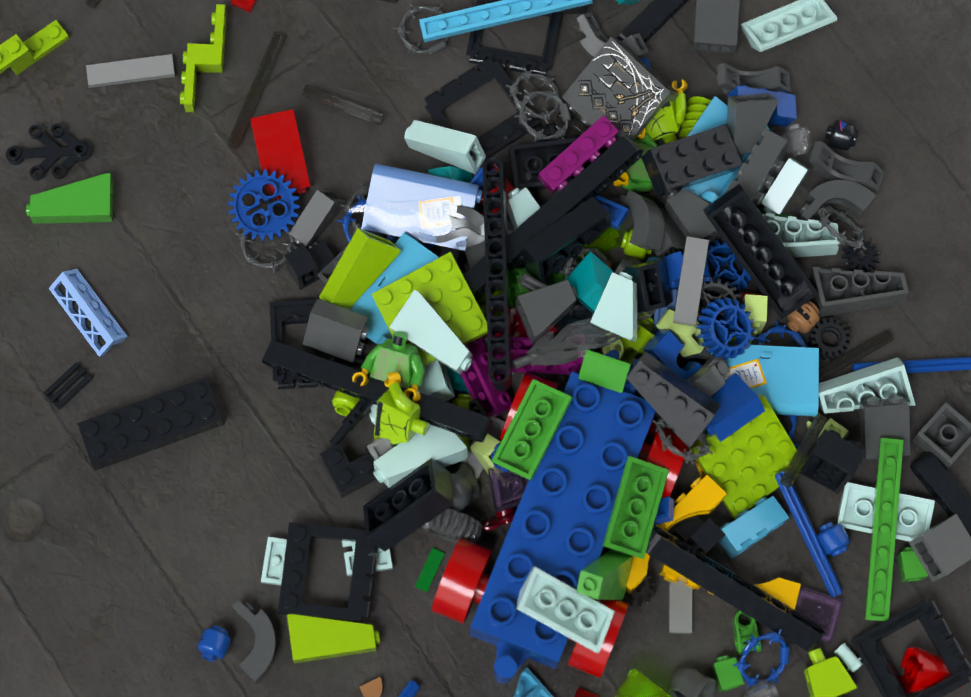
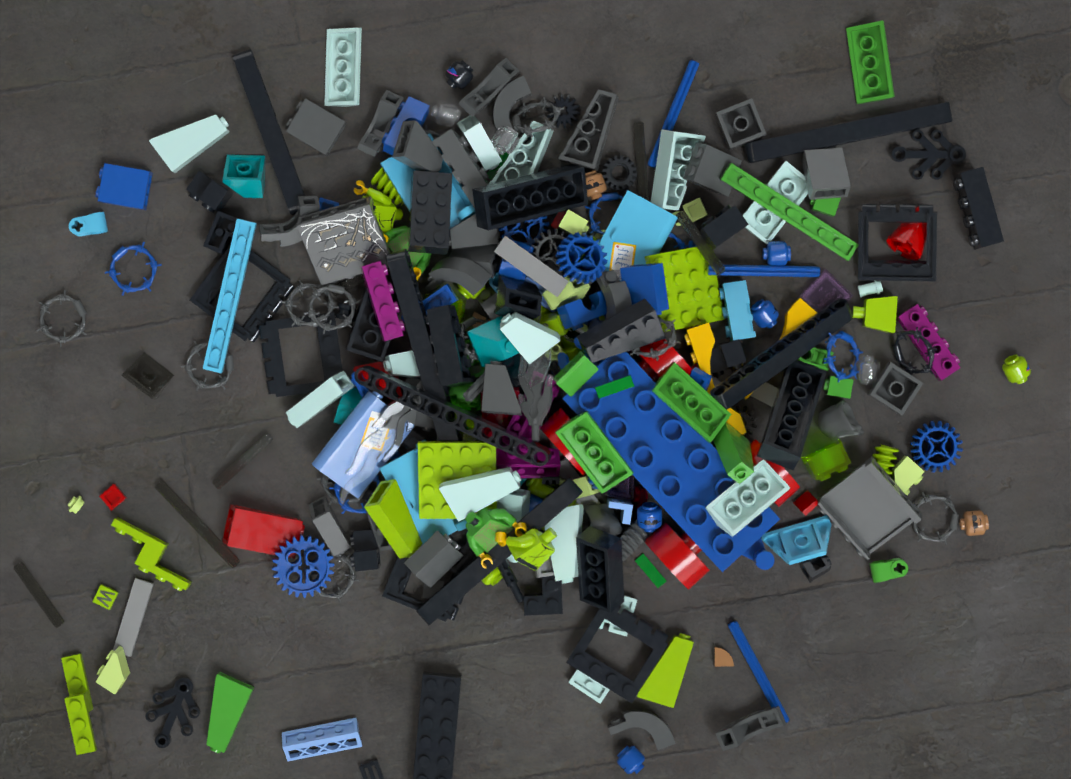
camera: 60 degrees left, 15 degrees up
(66, 75) = (115, 672): none -> yellowish green slope
(139, 35) = (105, 597): none -> lime tile
(483, 500) = (625, 506): none -> light blue fence
(489, 529) = (649, 516): none -> blue head
(612, 415) = (614, 386): none -> green window
(675, 626) = (791, 414): none -> black brick
(763, 557) = (764, 313): none -> blue head
(802, 204) = (505, 140): none -> clear head

